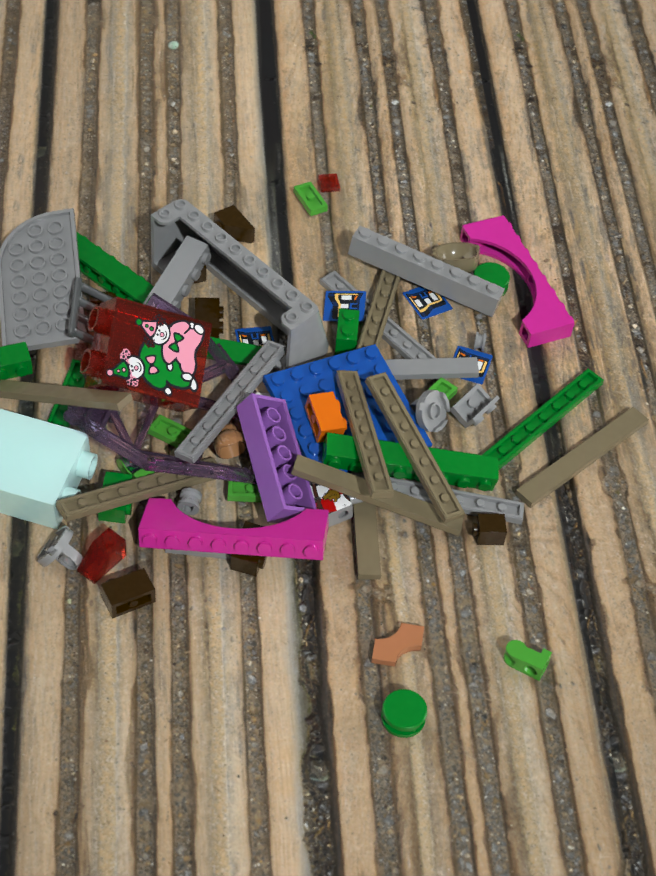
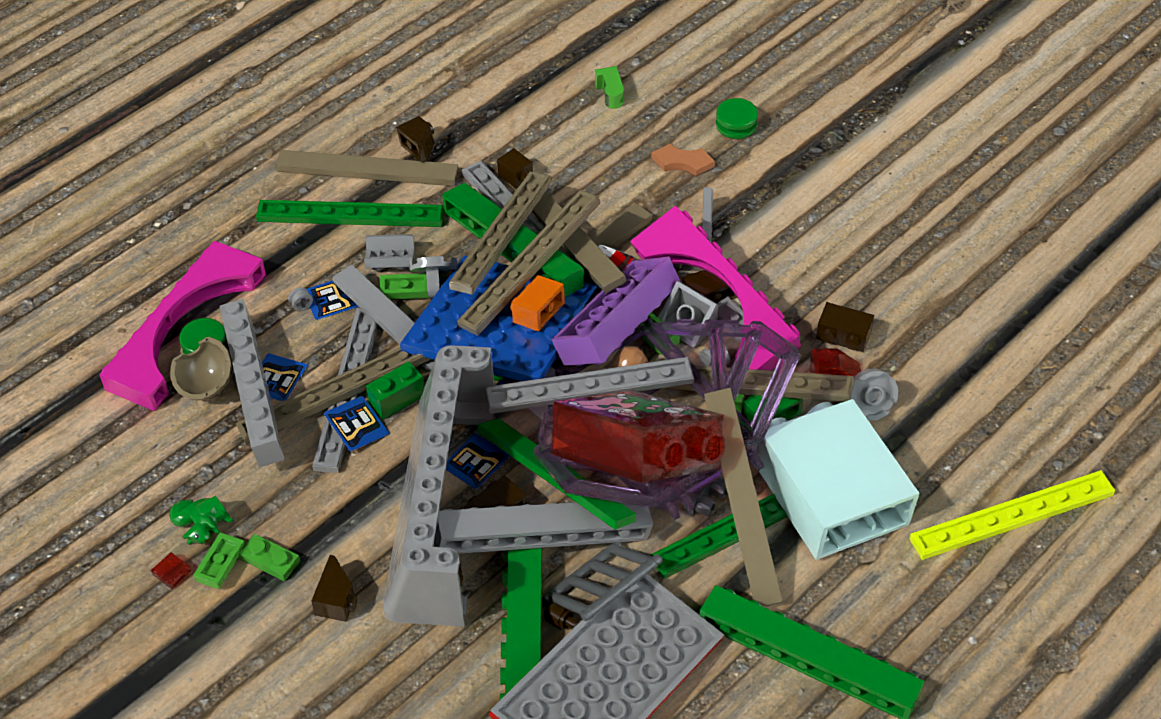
camera: 125 degrees left, 0 degrees up
(236, 514) = (688, 304): none -> light grey slope
(291, 220) = (269, 557): none -> bright green plate
(314, 598) = (707, 212): none -> light grey tile
(349, 210) = (203, 513): none -> green animal
(579, 492) = (416, 137): none -> dark brown slope

